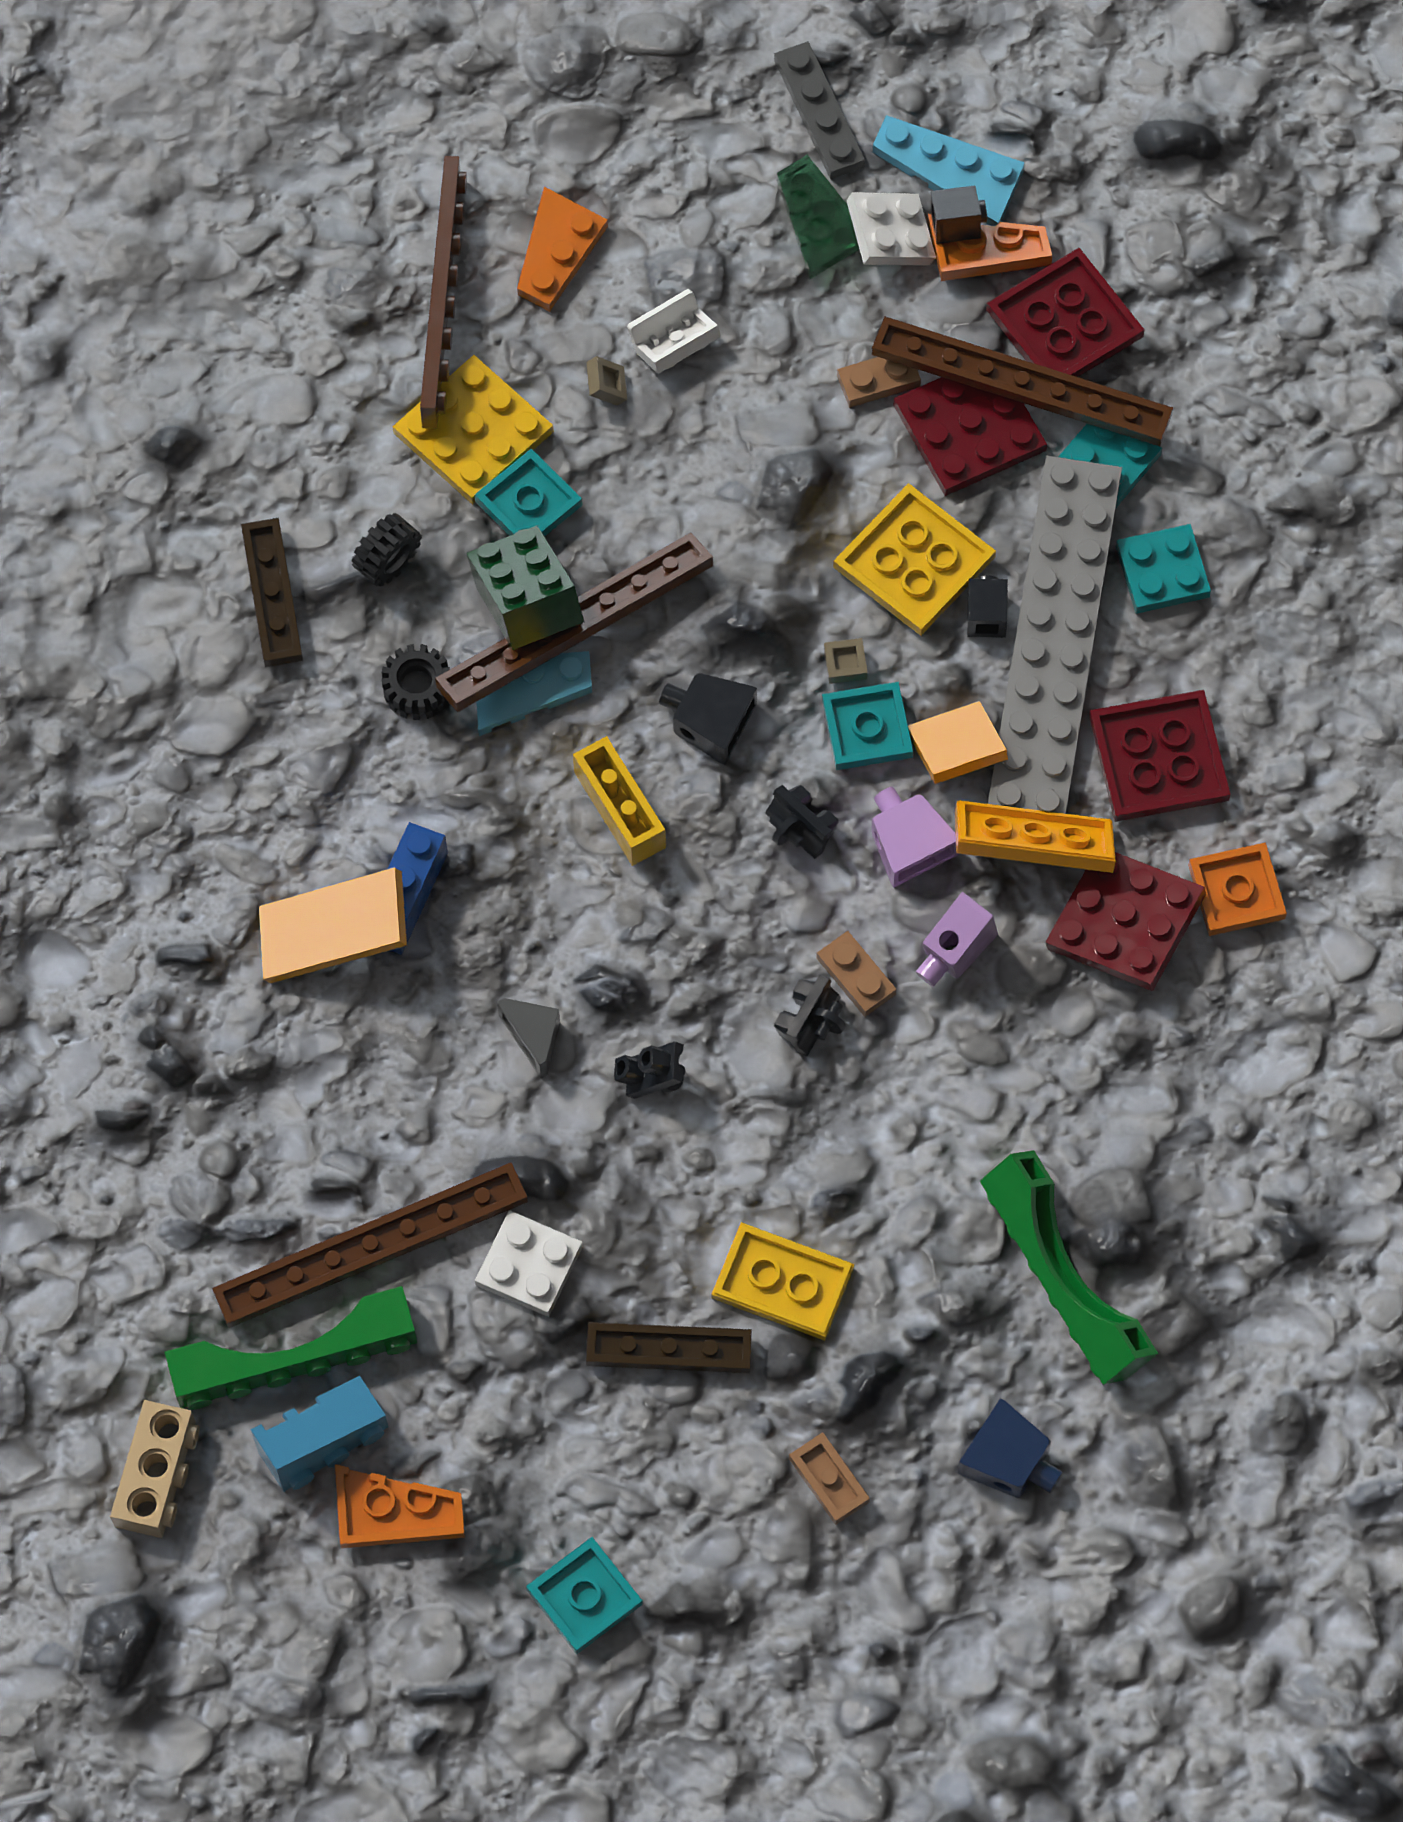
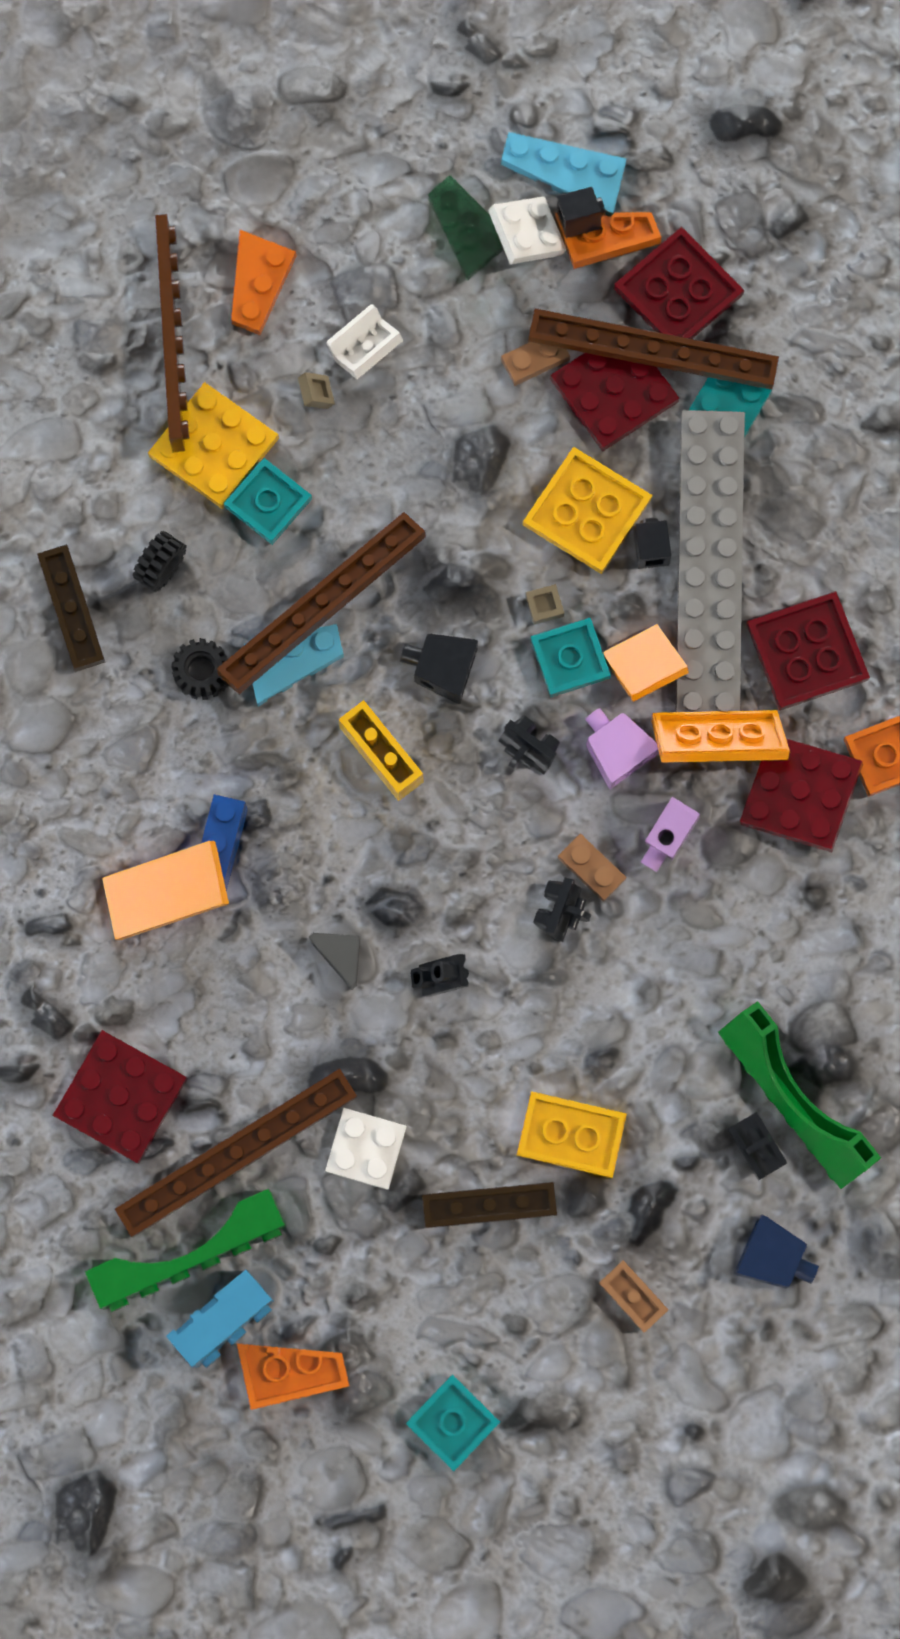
camera: 10 degrees left, 10 degrees up
(146, 1450) = (78, 1381): tan brick -> none
(239, 1163) = (120, 1096): none -> dark red plate
(525, 587) = (278, 580): dark green brick -> none
(819, 110) = (453, 134): dark grey plate -> none
(1008, 1320) = (757, 1146): none -> black hips
(1163, 568) = (787, 490): teal plate -> none

